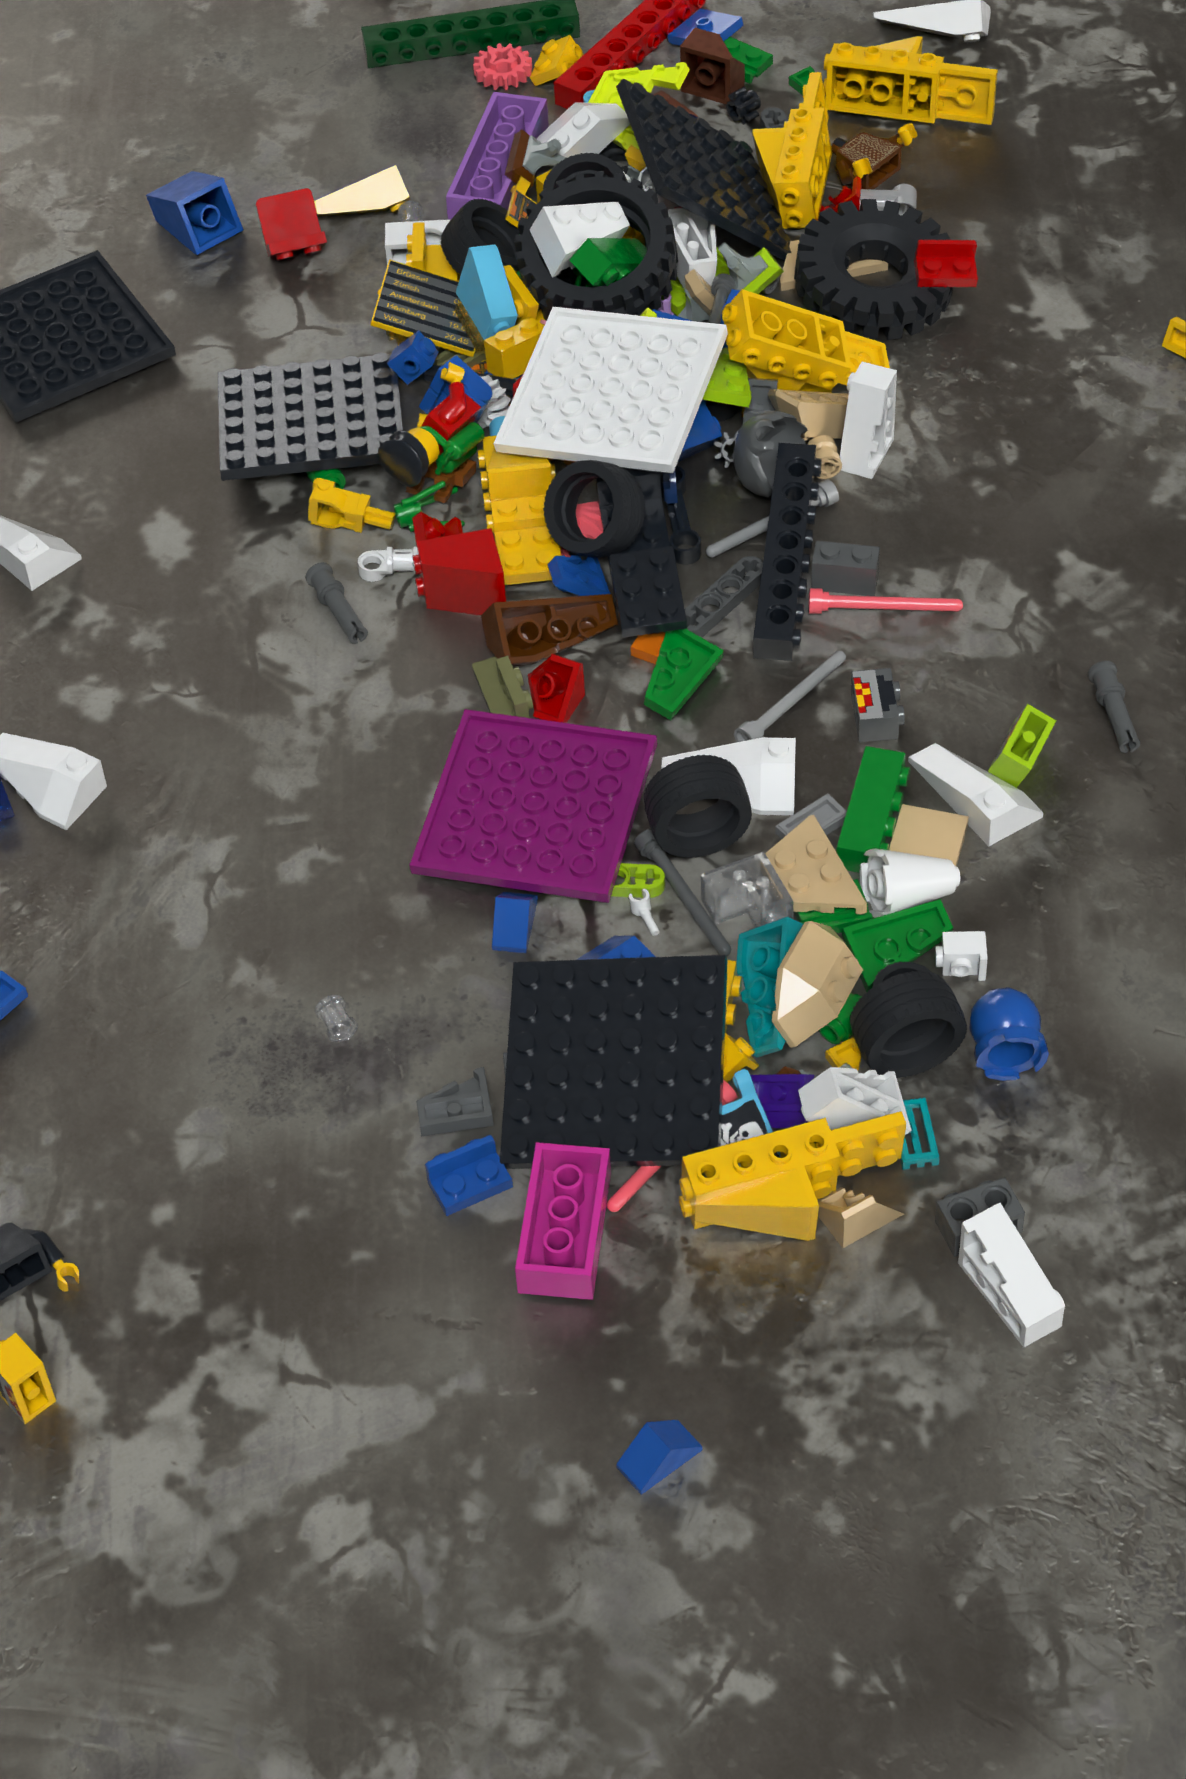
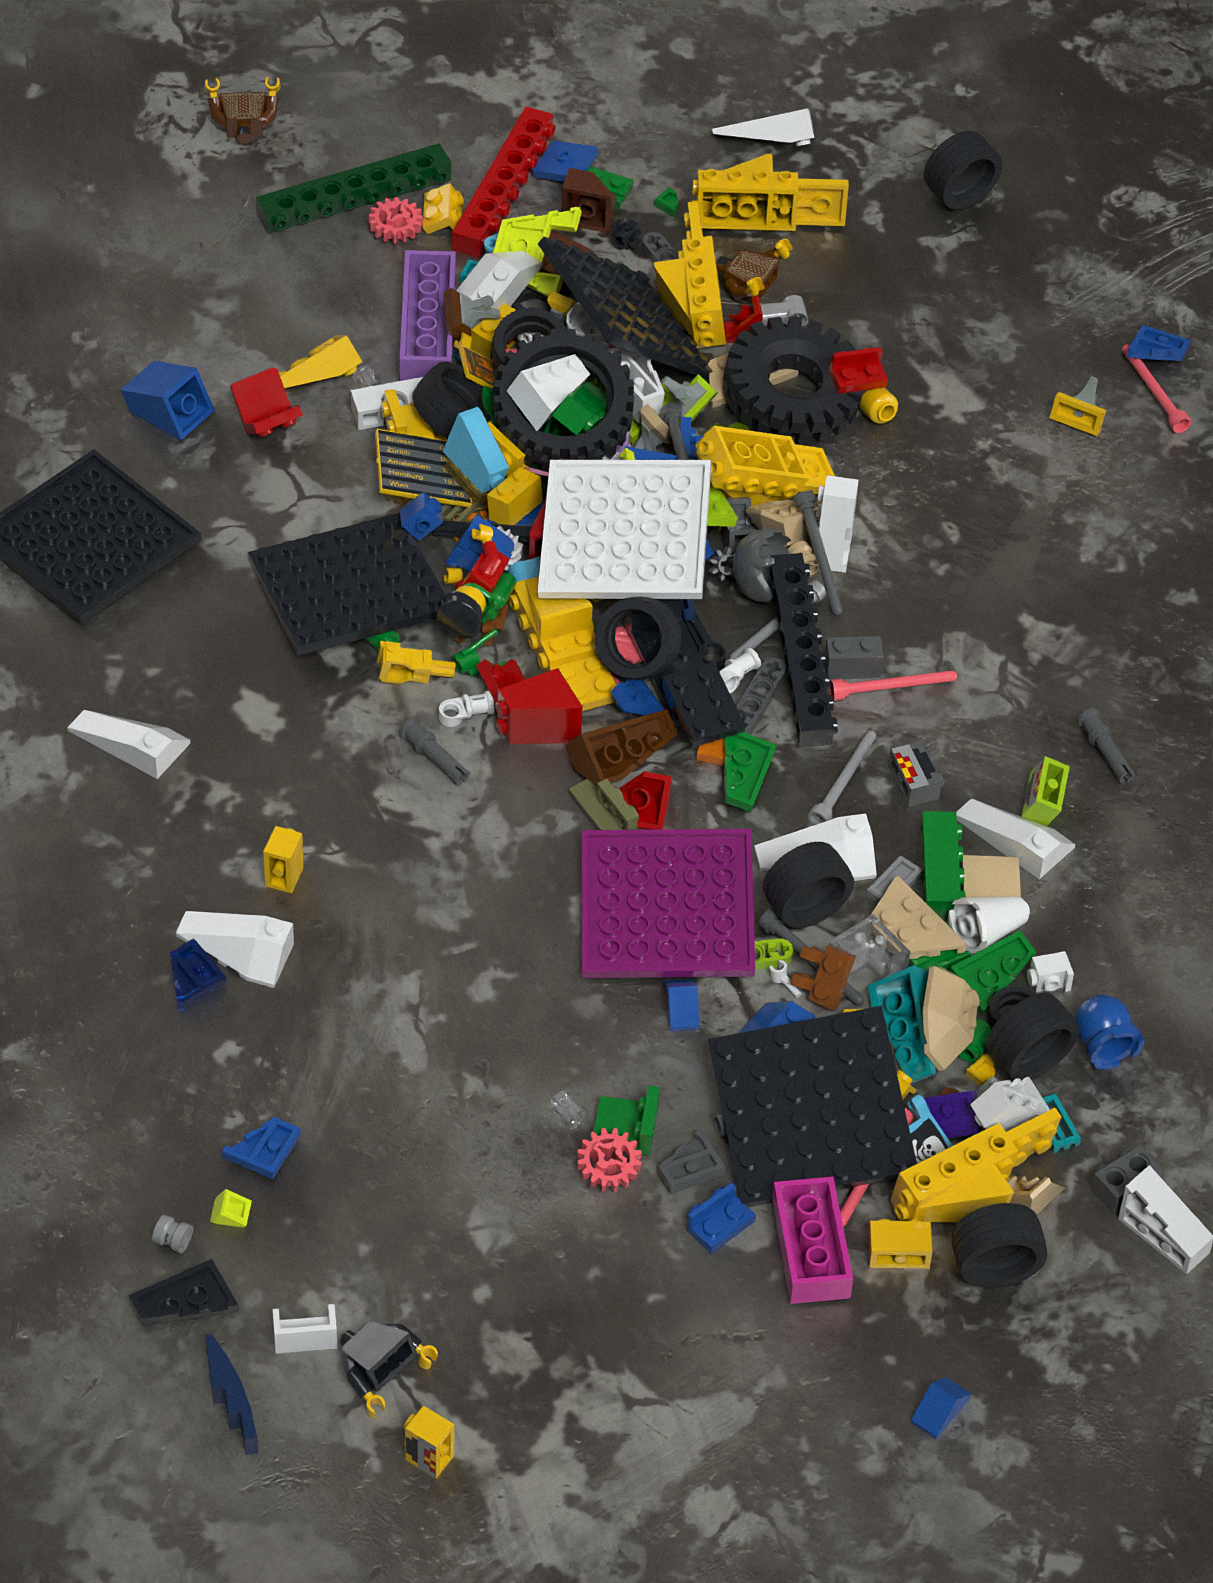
camera: 20 degrees left, 0 degrees up
(120, 691) = (283, 859): none -> yellow brick
(357, 1097) = (609, 1160): none -> coral gear
(400, 1046) = (630, 1116): none -> green bracket
(672, 1245) = (900, 1244): none -> yellow brick
(693, 916) = (831, 977): none -> dark orange plate
(706, 563) = (738, 667): none -> white connector
(784, 1267) = (999, 1245): none -> black tyre
(834, 391) = (805, 503): none -> dark grey piece
(966, 307) = (879, 405): none -> yellow head
(1122, 57) = (951, 158): none -> black tyre

